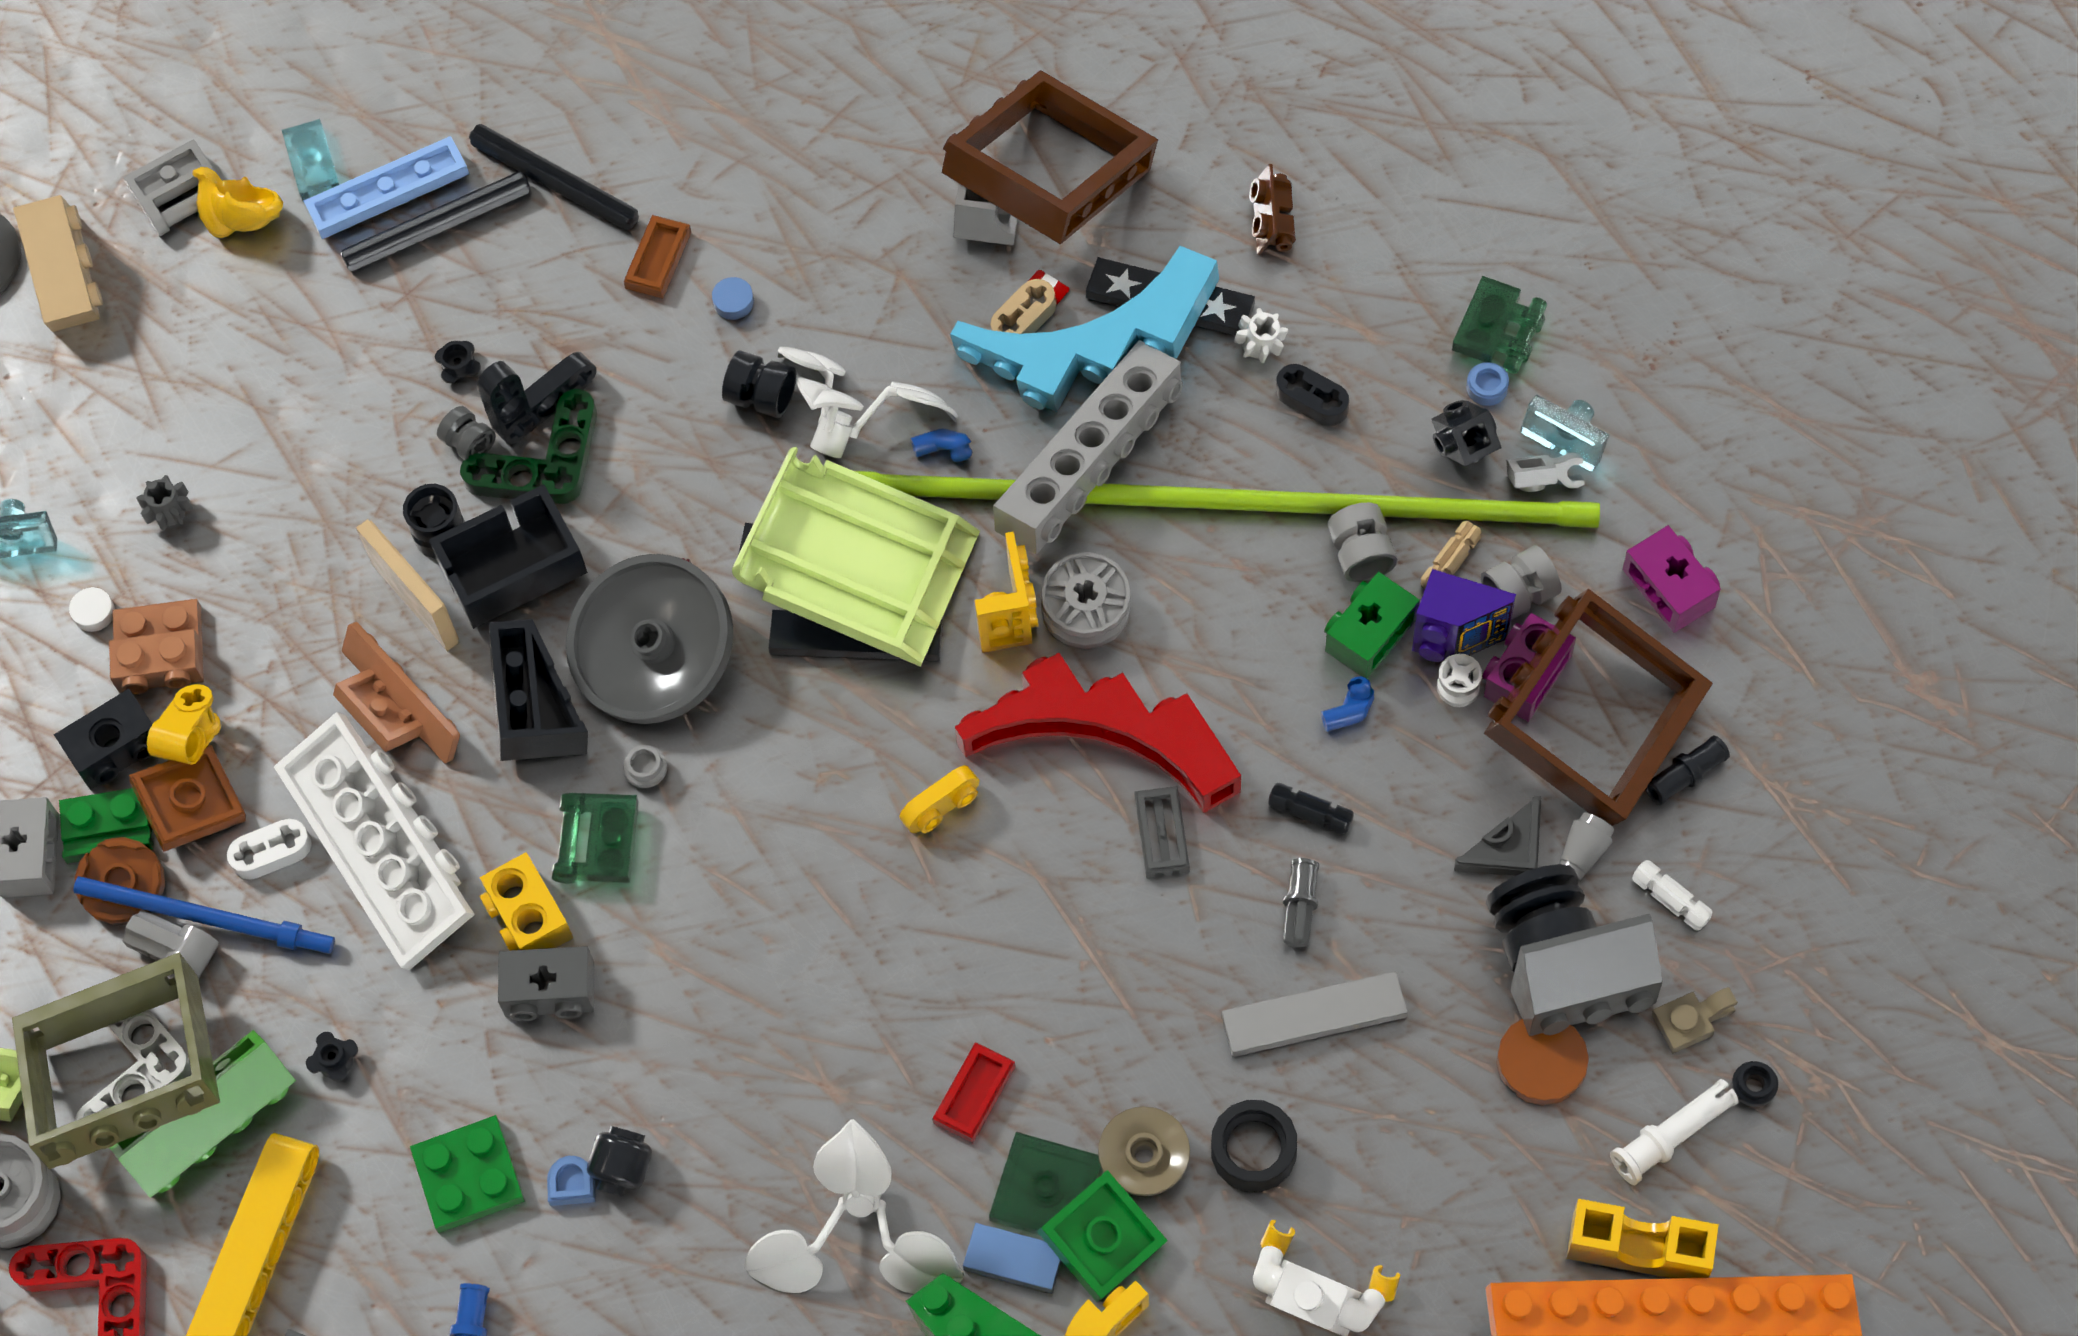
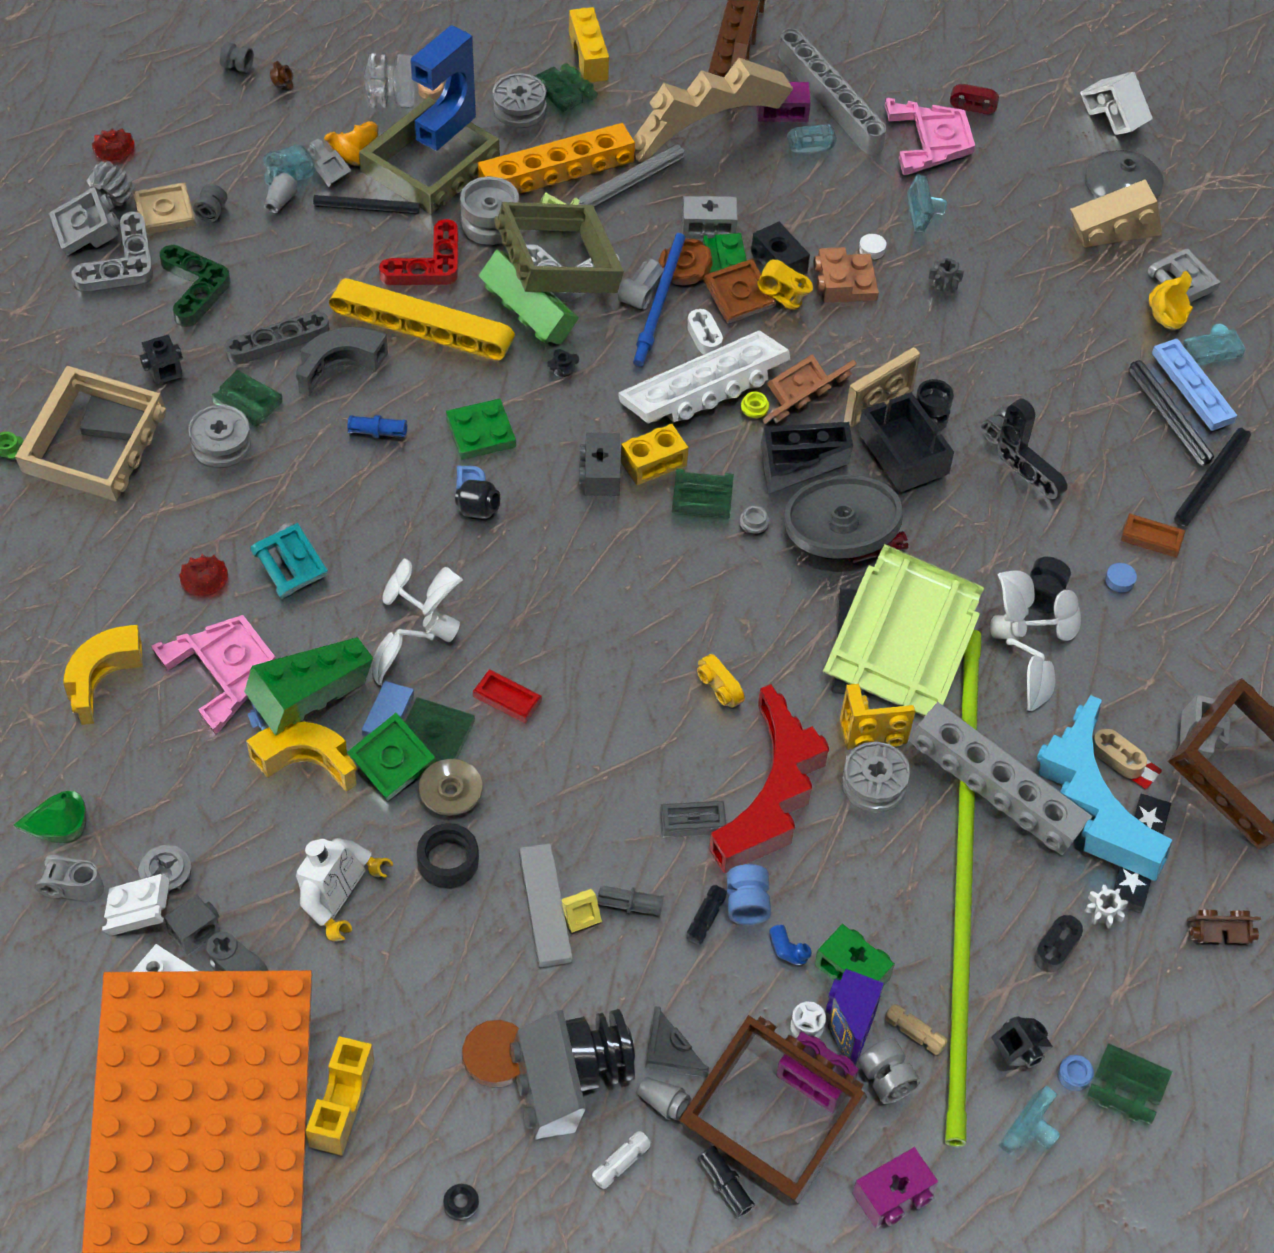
camera: 85 degrees right, 10 degrees down
(422, 760) = (755, 405): none -> neon yellow plate
(457, 351) = (1060, 422): black plate -> none
(553, 467) = (982, 475): dark green beam -> none
(943, 439) = (1008, 699): blue arm -> none
(1285, 751) = (748, 896): none -> medium blue wheel
(1326, 962) = (581, 910): none -> light yellow tile
(1362, 541) = (913, 963): light grey wheel -> none
(1535, 472) = (993, 1097): light grey plate -> none
(1658, 1142) = (420, 1123): white pin -> none
(1689, 1021) = (518, 1161): dark tan plate -> none

